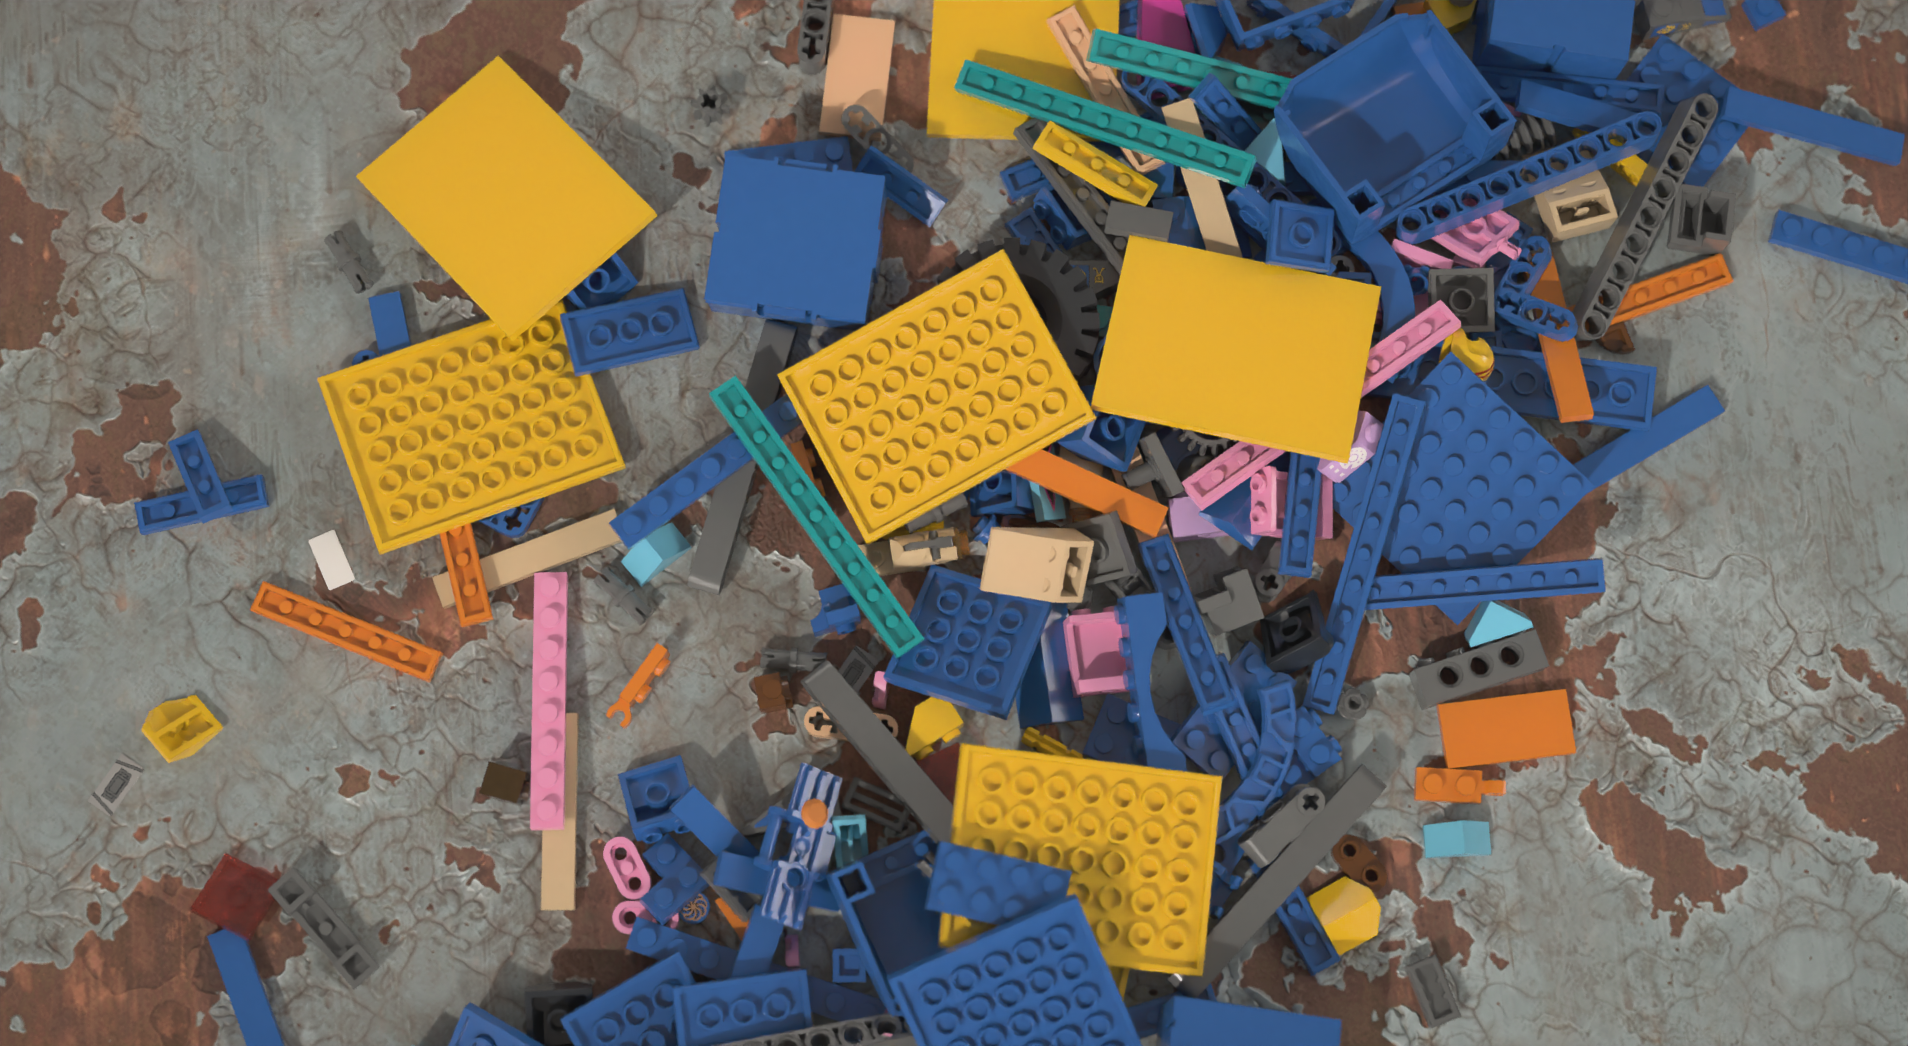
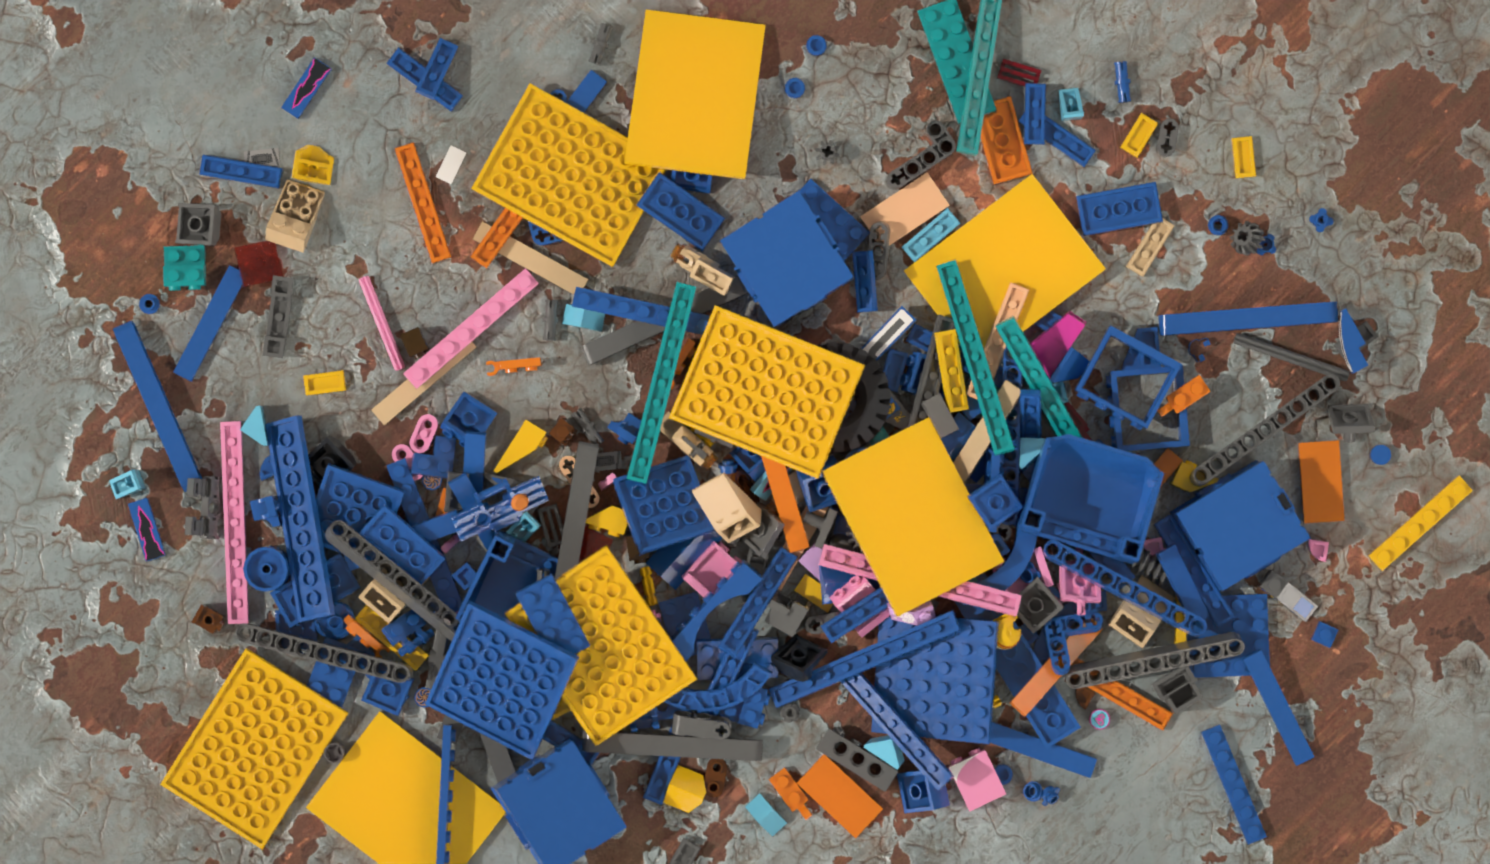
camera: 55 degrees right, 10 degrees up
(81, 656) = (306, 88): none -> tile
(107, 824) = (241, 171): none -> blue tile
(122, 931) = (198, 224): none -> dark grey slope
(159, 996) = (184, 267): none -> teal plate
(220, 803) = (294, 216): none -> tan slope
(446, 806) = (381, 323): none -> bright pink axle
(457, 941) = (324, 382): none -> yellow tile
(574, 20) = (816, 45): none -> blue tile
(602, 84) = (794, 88): none -> blue tile
(720, 358) = (702, 268): none -> tan plate
(746, 750) = (524, 443): none -> yellow slope
(911, 72) = (930, 235): none -> medium azure tile
(986, 202) = (889, 333): none -> slope
(993, 727) = (633, 552): none -> dark brown brick
(1225, 554) = (811, 590): none -> yellow tile
(1581, 624) = (919, 793): none -> blue slope
(1625, 541) = (976, 779): none -> bright pink panel
(1636, 512) = (1004, 773): none -> blue tile
(1659, 343) = (1099, 719): none -> tile
(1684, 499) = (1028, 791): none -> blue plate
(1709, 474) = (1050, 795): none -> blue plate

